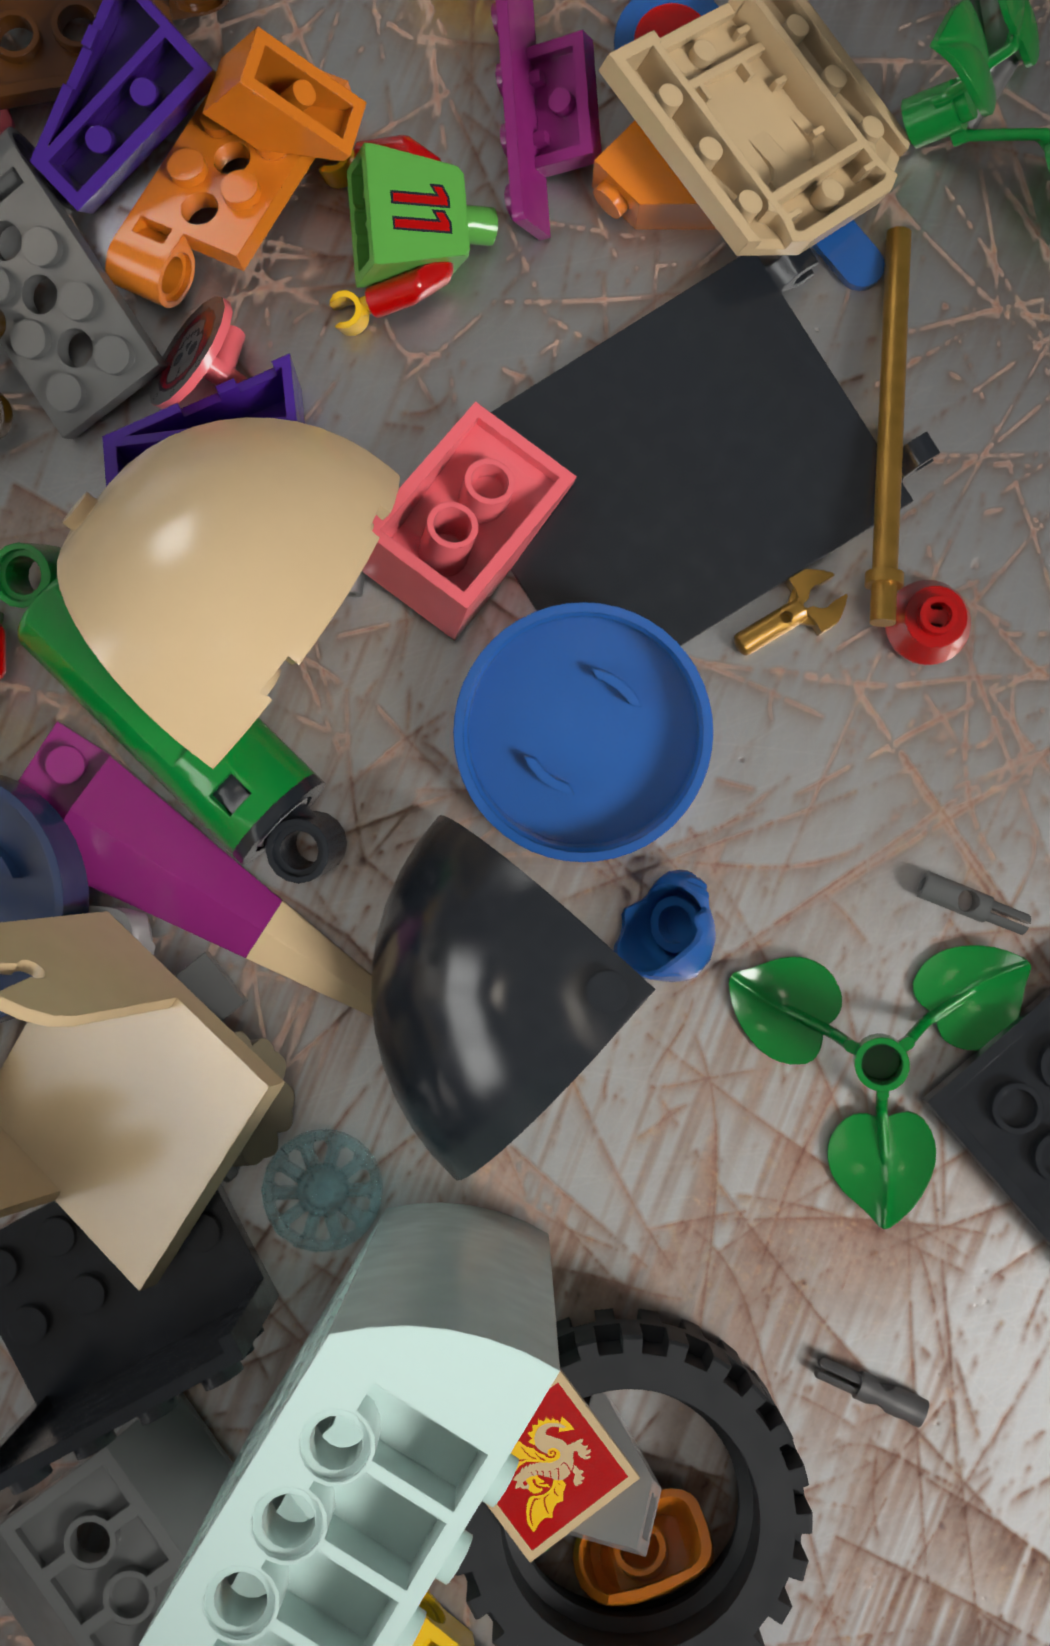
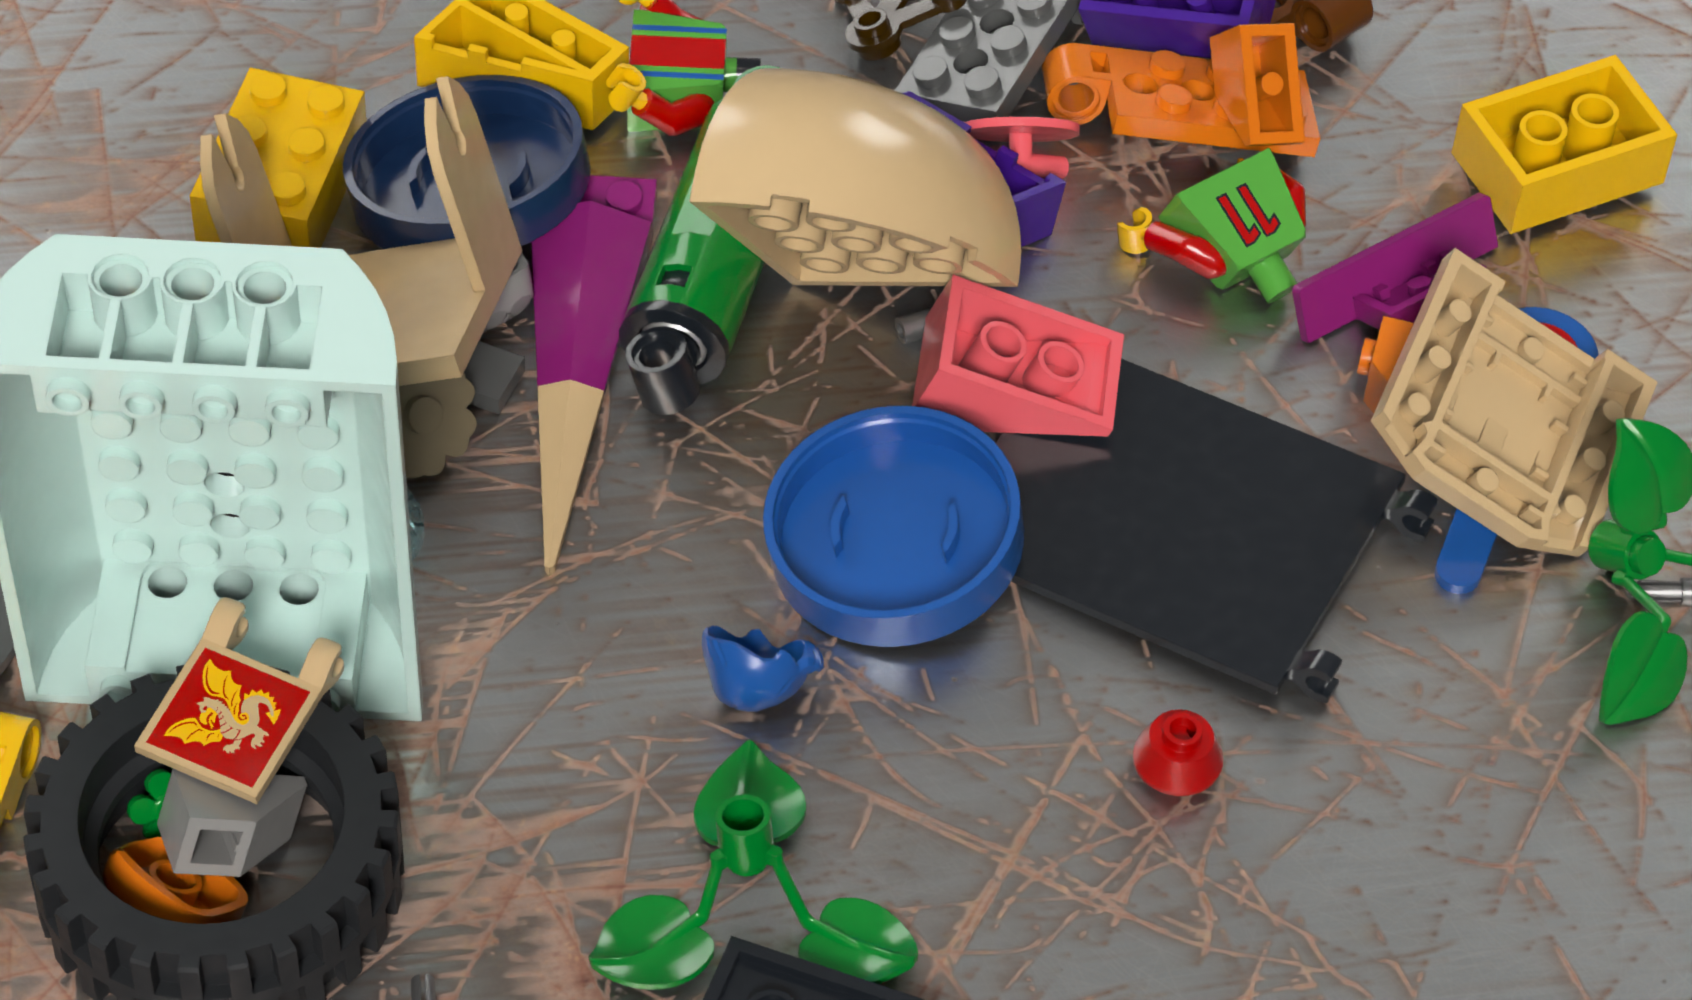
camera: 60 degrees right, 35 degrees down
(486, 997) = (608, 545): black brick -> none
(793, 613) = (1117, 655): pearl gold bar -> none
(885, 577) = (1186, 671): pearl gold bar -> none
(946, 894) = (943, 917): dark grey pin -> none

